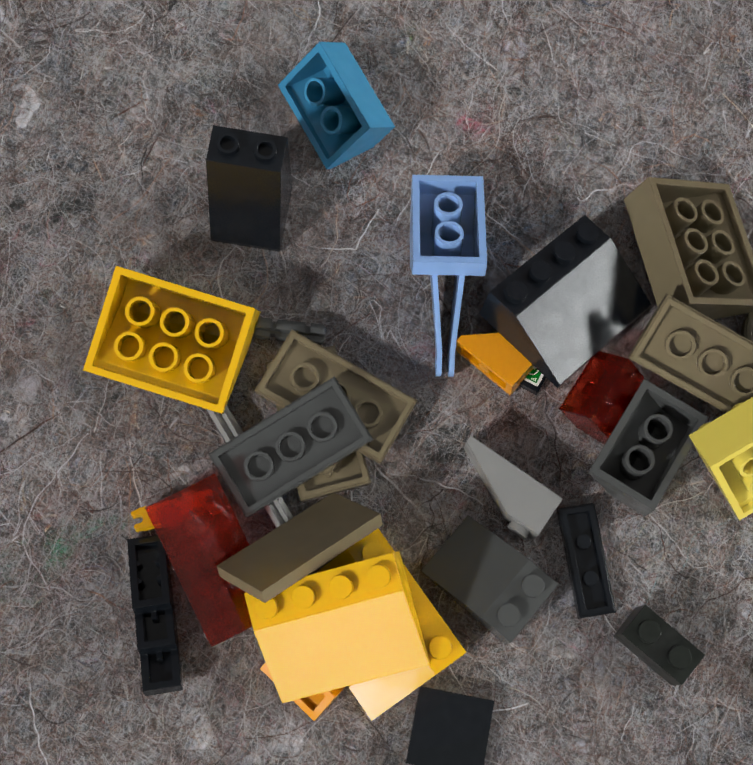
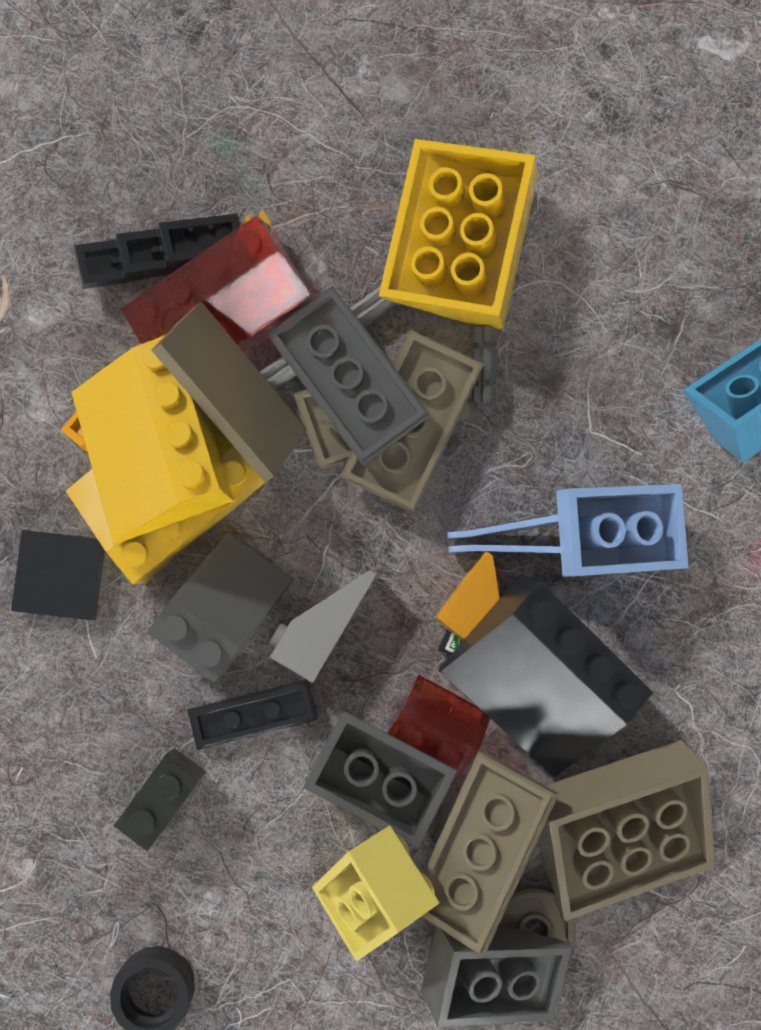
camera: 90 degrees right, 10 degrees up
(248, 187) = (645, 291): black slope -> none

